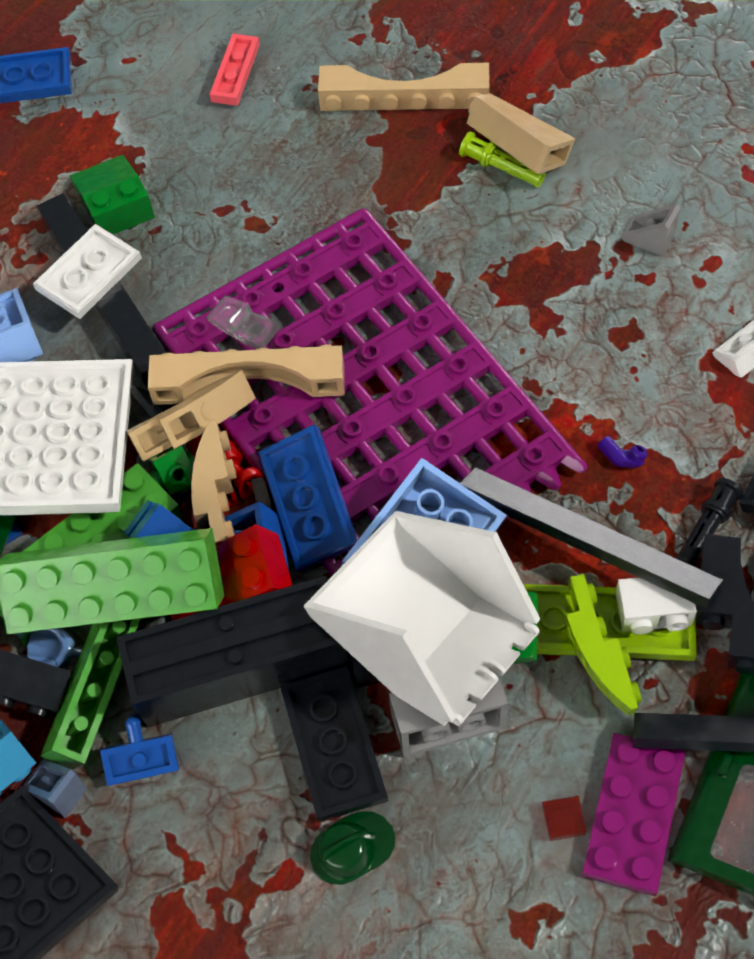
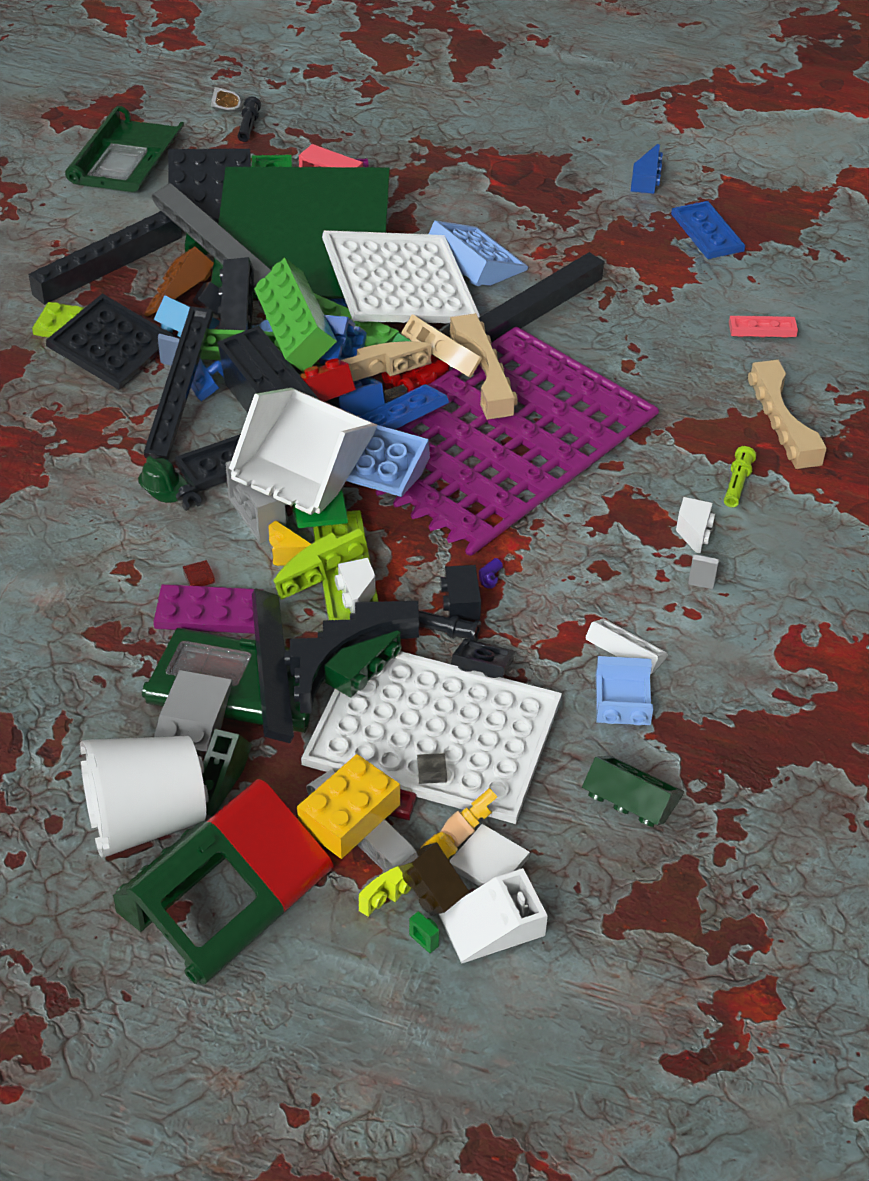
camera: 70 degrees right, 15 degrees down
(87, 271) = (541, 282): white tile -> none
(113, 195) = (618, 290): green slope -> none
(167, 785) = (178, 383): none -> black plate
(242, 324) = (526, 359): clear slope -> none
(397, 810) = (186, 493): none -> black plate
(519, 133) = (762, 479): tan slope -> none
(538, 681) = (285, 543): none -> yellow slope
(578, 221) = (693, 522): none -> white slope
(595, 538) = (397, 542): tile -> none
(667, 488) = (461, 592): none -> black brick

